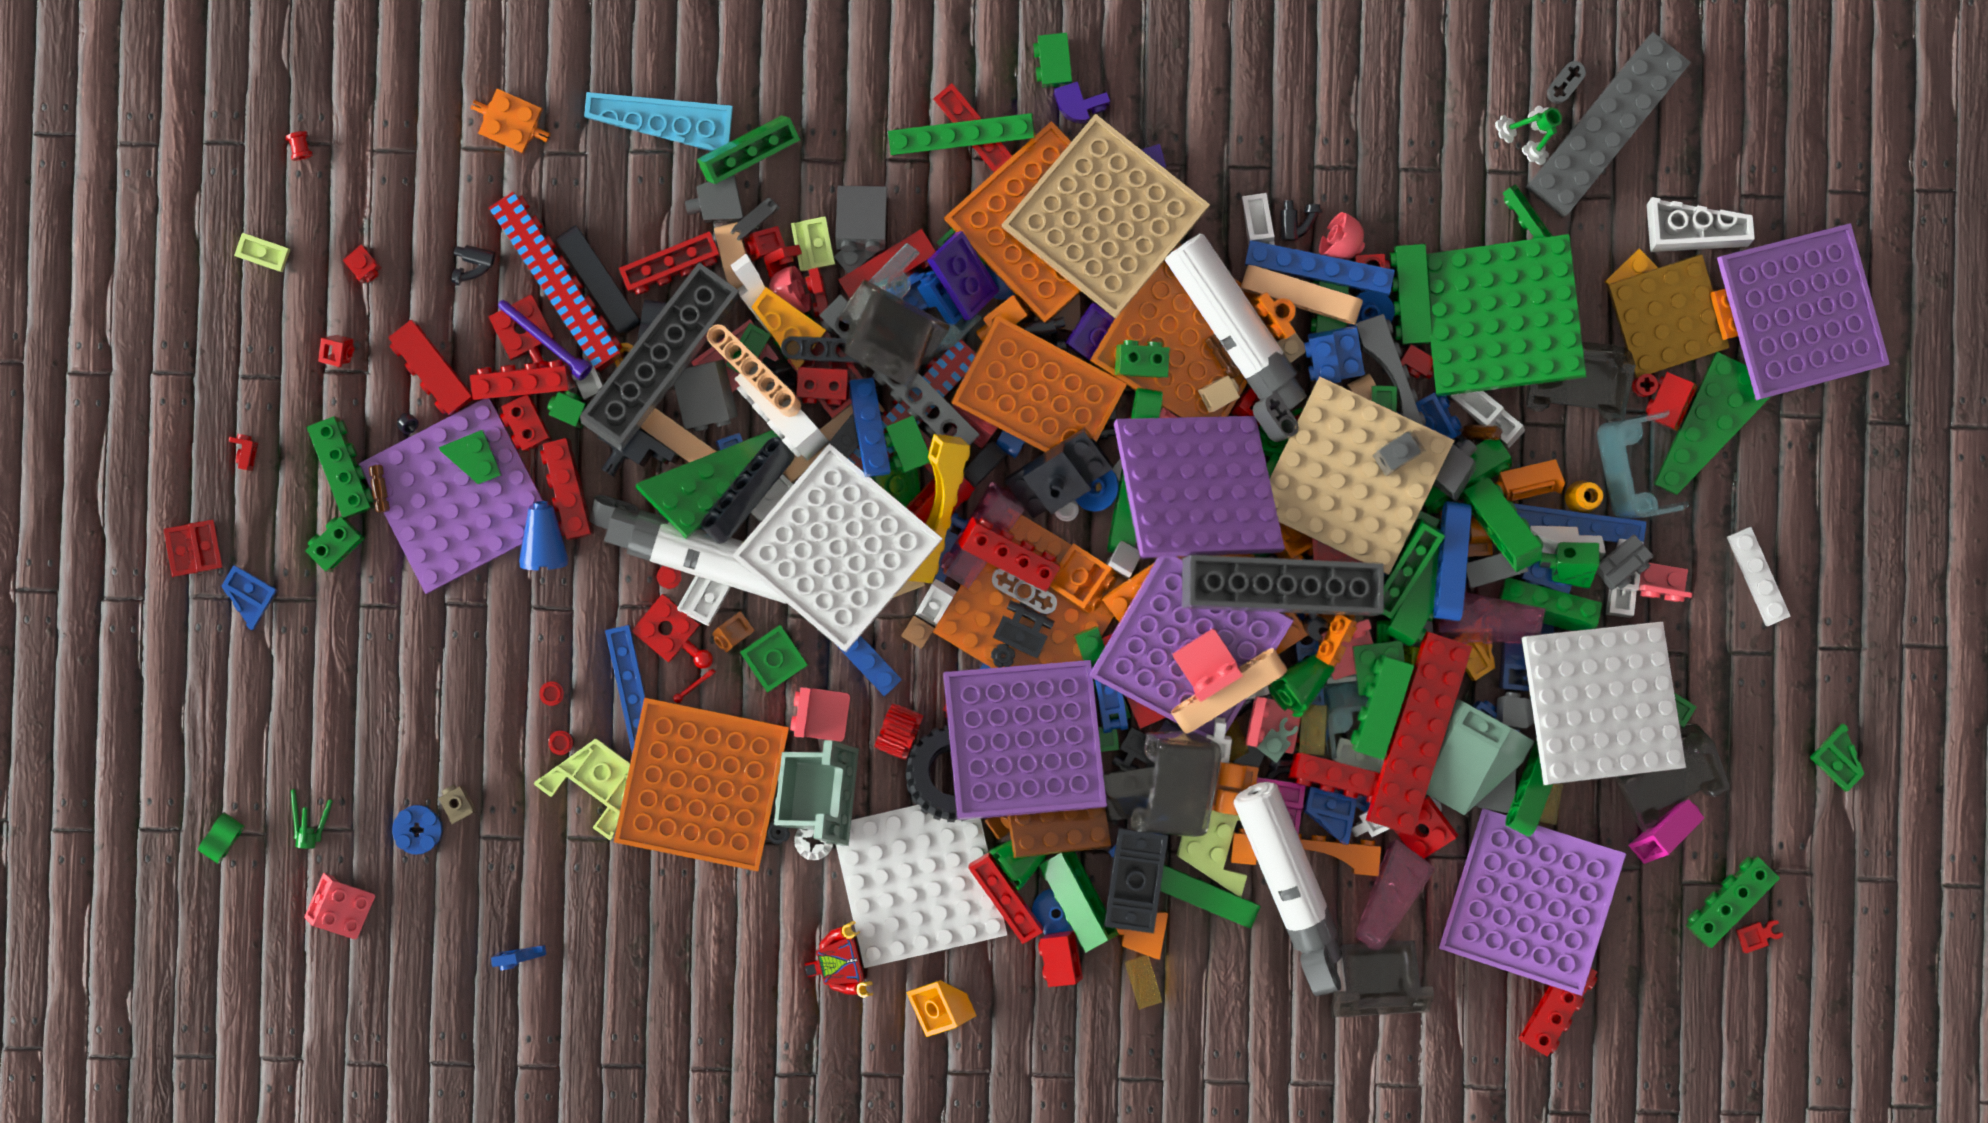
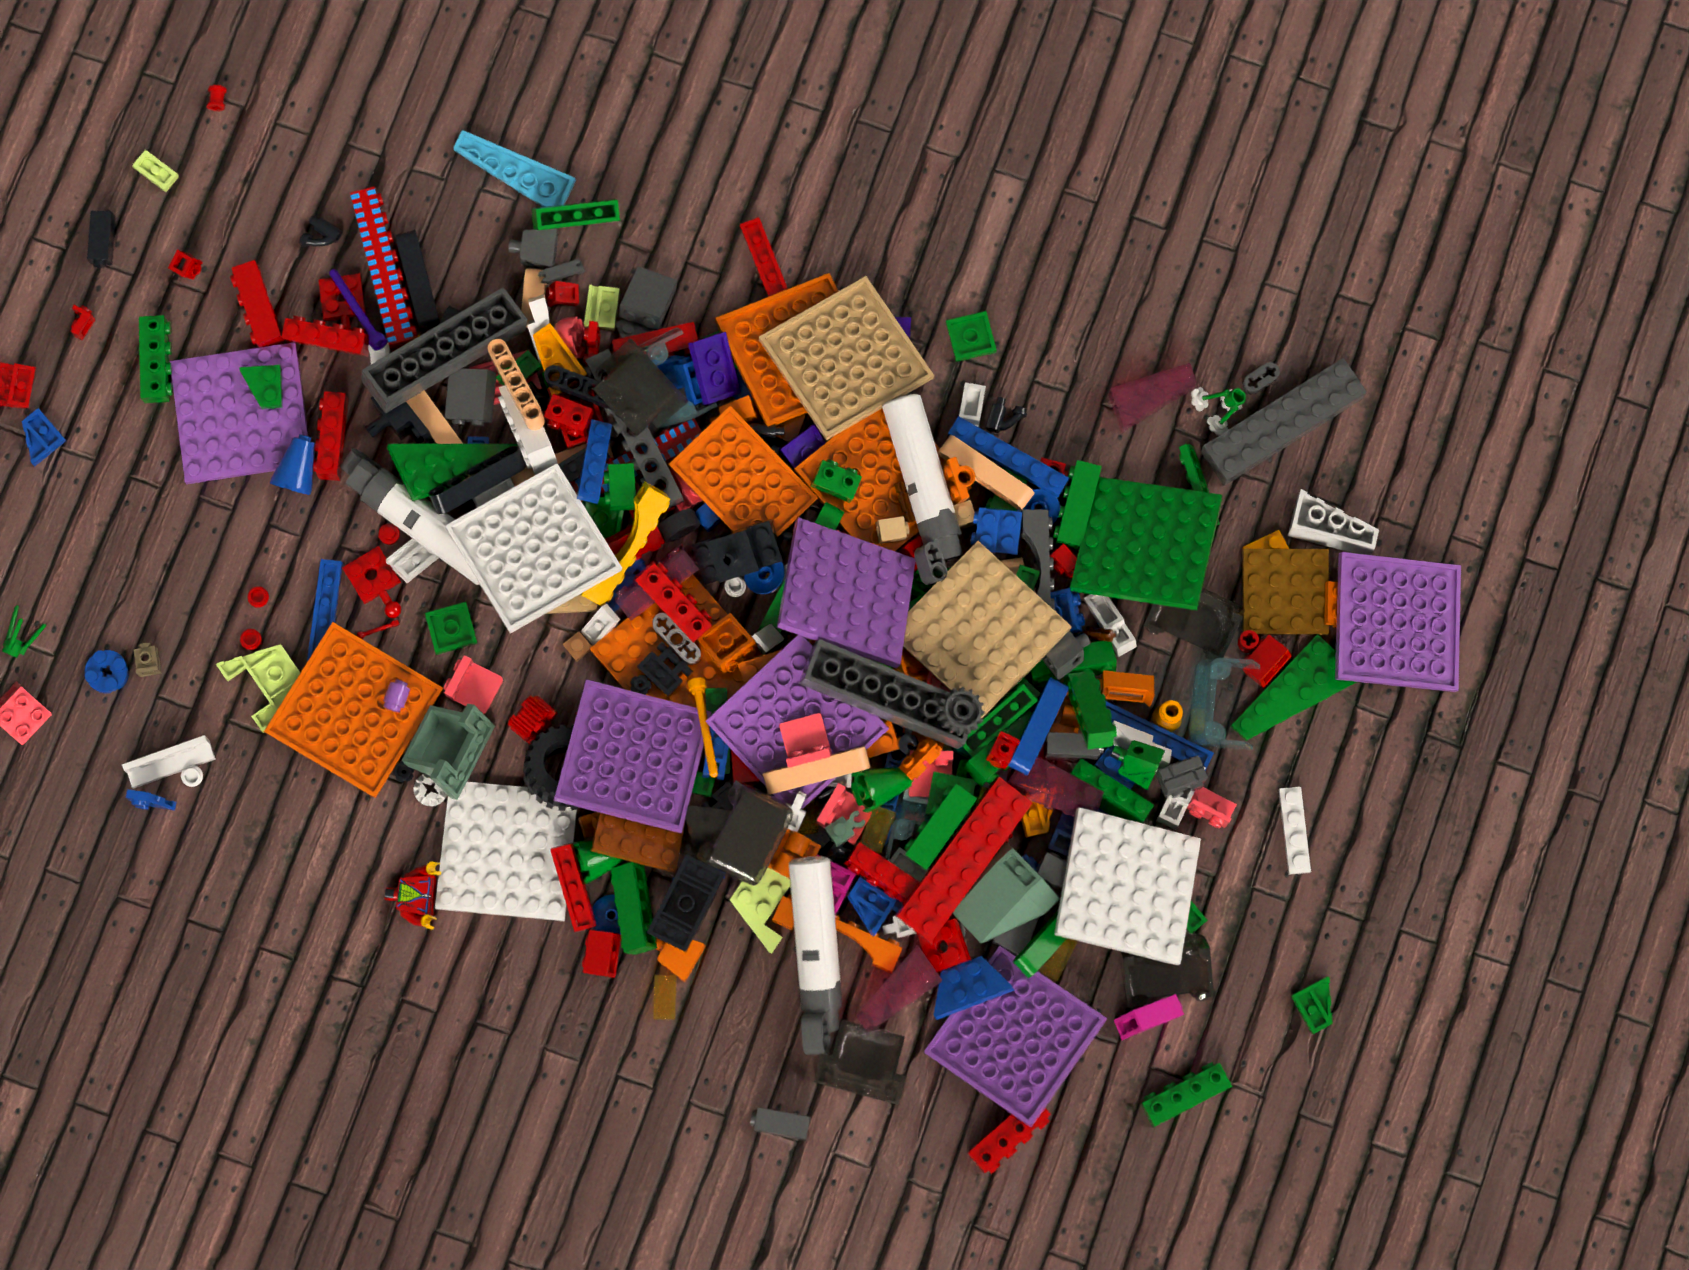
camera: 10 degrees right, 10 degrees down
(231, 350) = (101, 238): none -> black brick
(334, 543) = (126, 418): green brick -> none
(362, 264) = (232, 207): red bracket -> none
(379, 488) = (179, 384): reddish brown axle -> none
(411, 426) = (221, 347): black hinge -> none
(510, 121) = (393, 133): orange plate -> none
(522, 906) = (169, 761): none -> white fence
(525, 423) = (317, 372): red brick -> none
(551, 912) = (192, 775): none -> white plate
(567, 408) = (351, 370): green brick -> none
(669, 263) = (479, 283): red brick -> none
(732, 632) = (424, 595): dark orange bracket -> none
(743, 756) = (396, 696): none -> medium lavender brick
(781, 258) = (572, 308): red bracket -> none
(872, 666) = (528, 657): blue plate -> none
(940, 1007) = (487, 960): light orange slope -> none
(961, 134) = (752, 259): green plate -> none
(1054, 60) = (847, 226): green brick -> none
(1066, 639) = (697, 688): none -> light orange piece
(1074, 107) = (853, 269): dark purple brick -> none
(1209, 897) = (743, 943): green beam -> none
(1231, 141) = (971, 336): none -> green plate
(1314, 1077) = (780, 1123): none -> dark grey brick
(1344, 238) = (1037, 441): coral cylinder -> none
(1355, 580) = (970, 705): none -> dark grey gear
(1398, 452) = (1021, 618): dark grey torso -> none
(1417, 610) = (1006, 743): none -> red brick
(1446, 147) = (1147, 395): none -> clear pink wedge
(1465, 863) = (968, 986): none -> blue wing
(1755, 936) = (1196, 1131): red plate -> none

